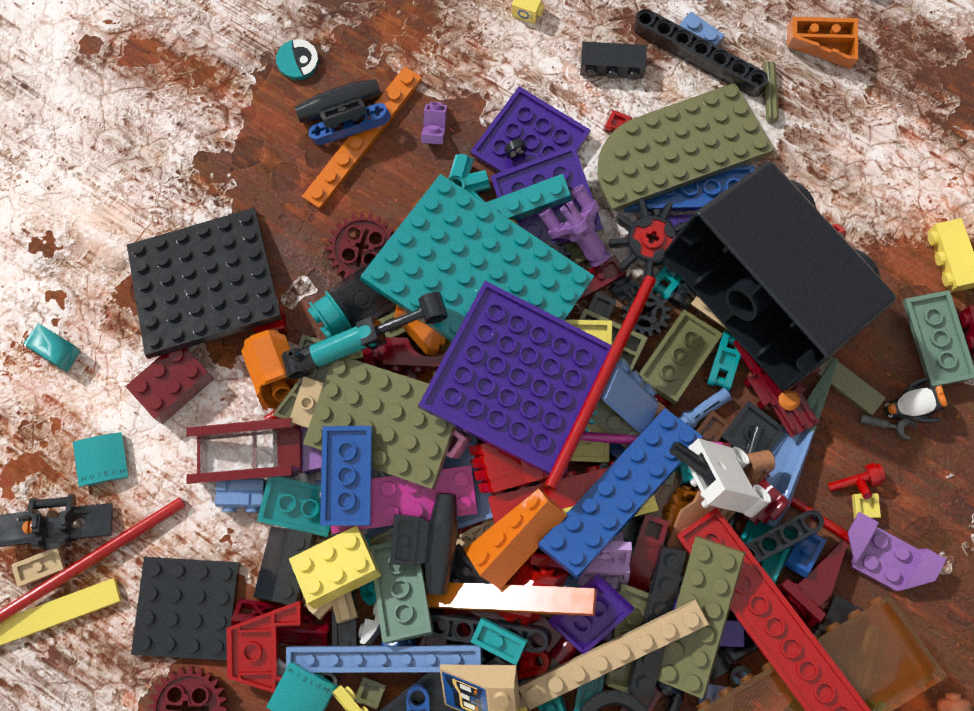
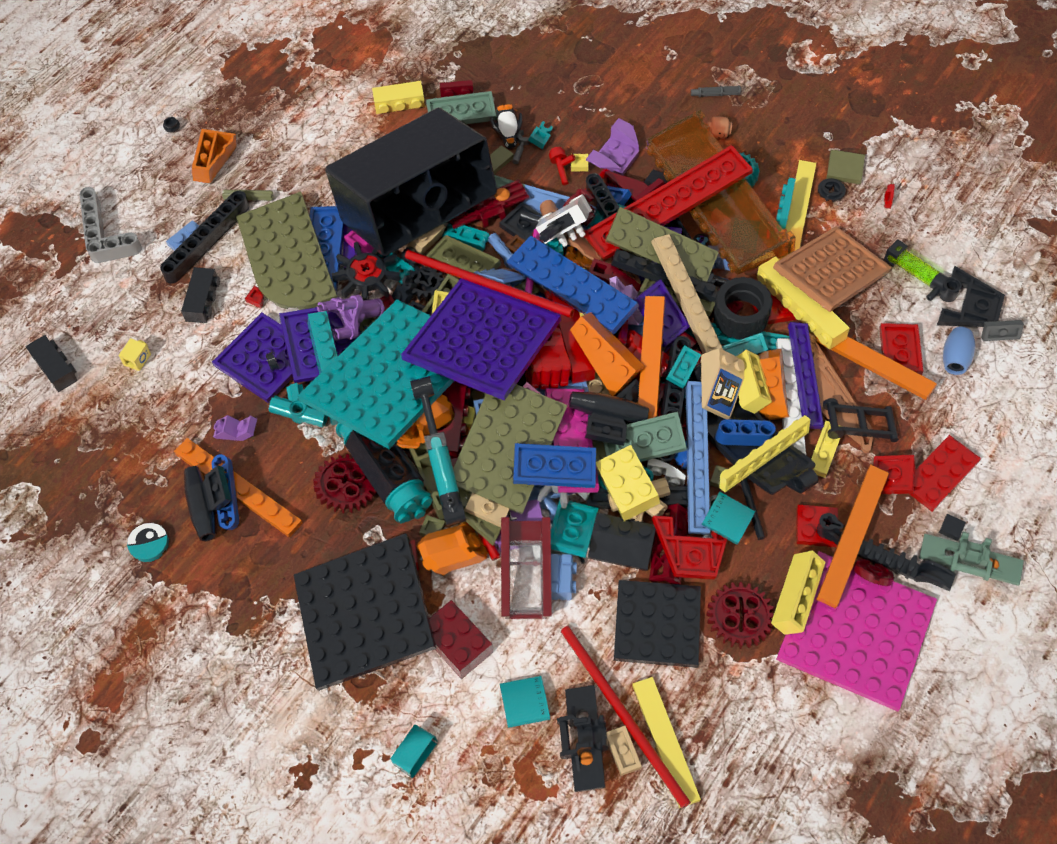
camera: 90 degrees left, 15 degrees down
(909, 450) = (540, 135): none -> teal plate

